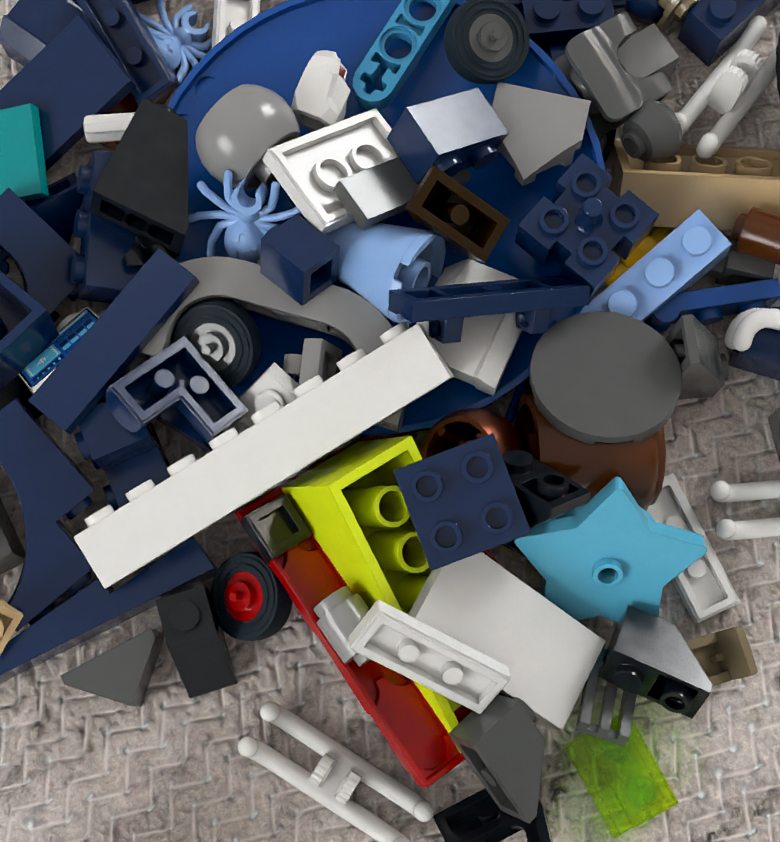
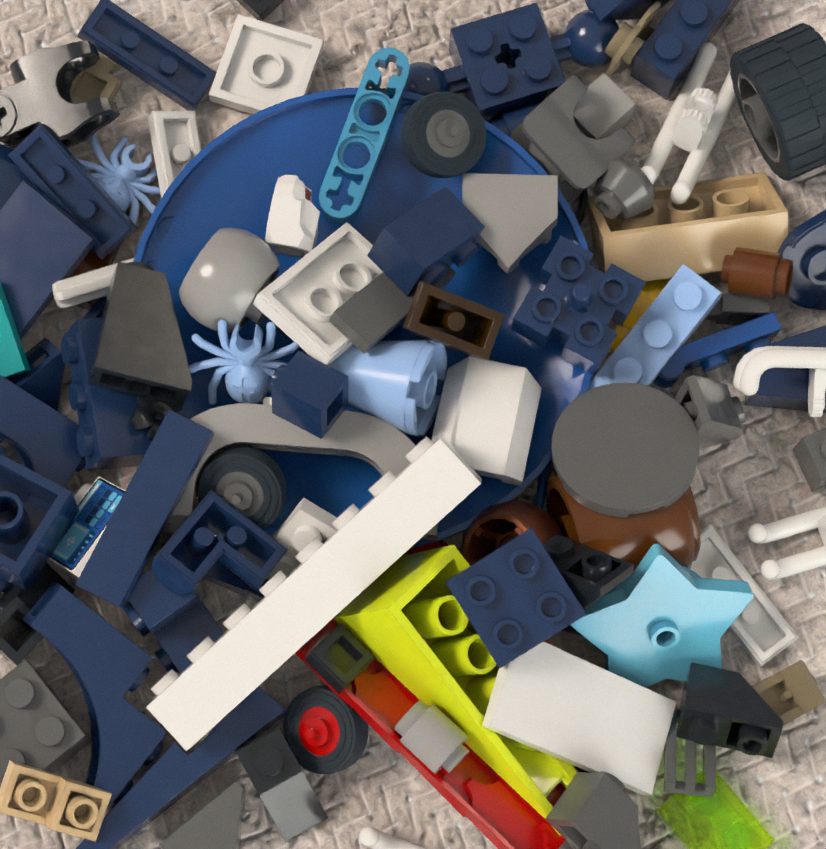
camera: 15 degrees left, 0 degrees up
(317, 358) = (345, 488): light grey tile -> none
(428, 657) = (514, 749): white tile -> none
(449, 304) = (535, 387): dark blue hinge -> none

